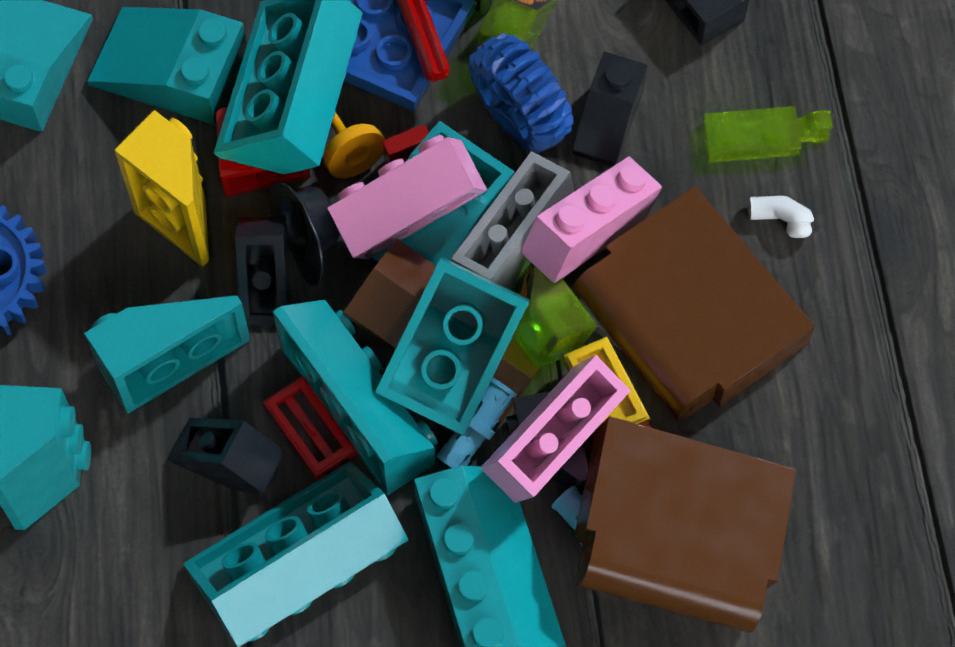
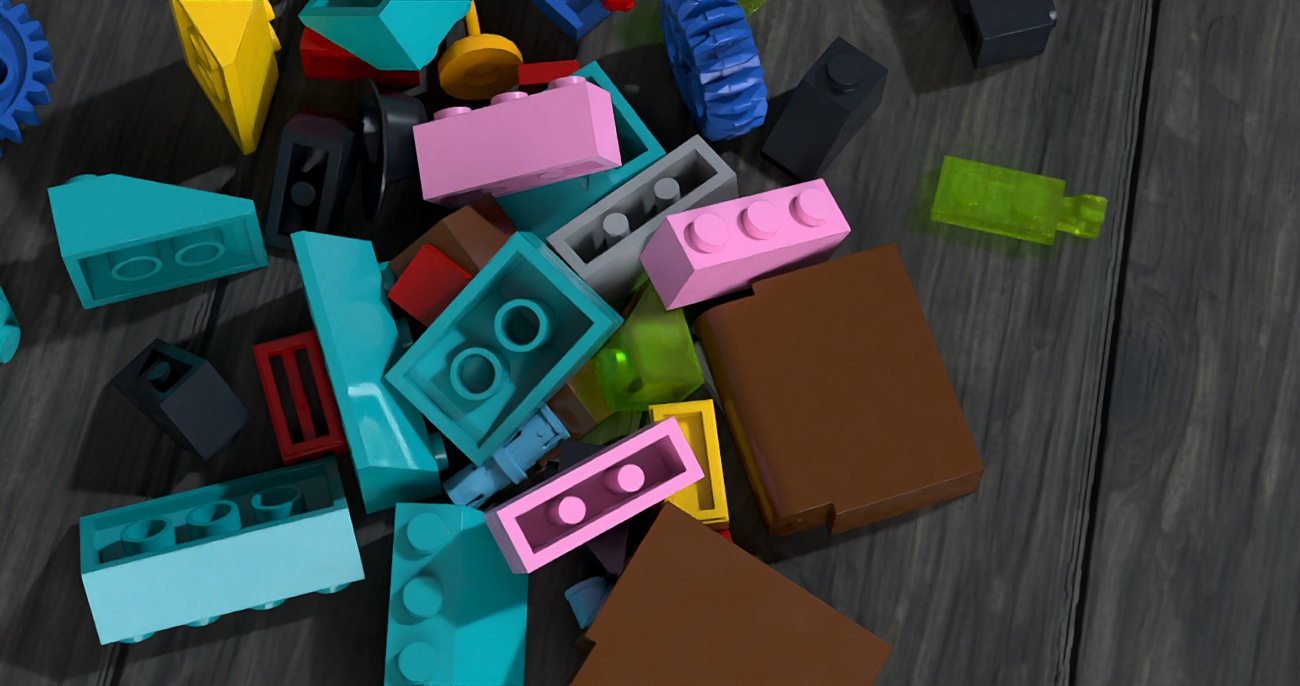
camera: 15 degrees right, 0 degrees up
(383, 319) = (429, 285): none -> red tile
(783, 208) = (1006, 308): white arm -> none

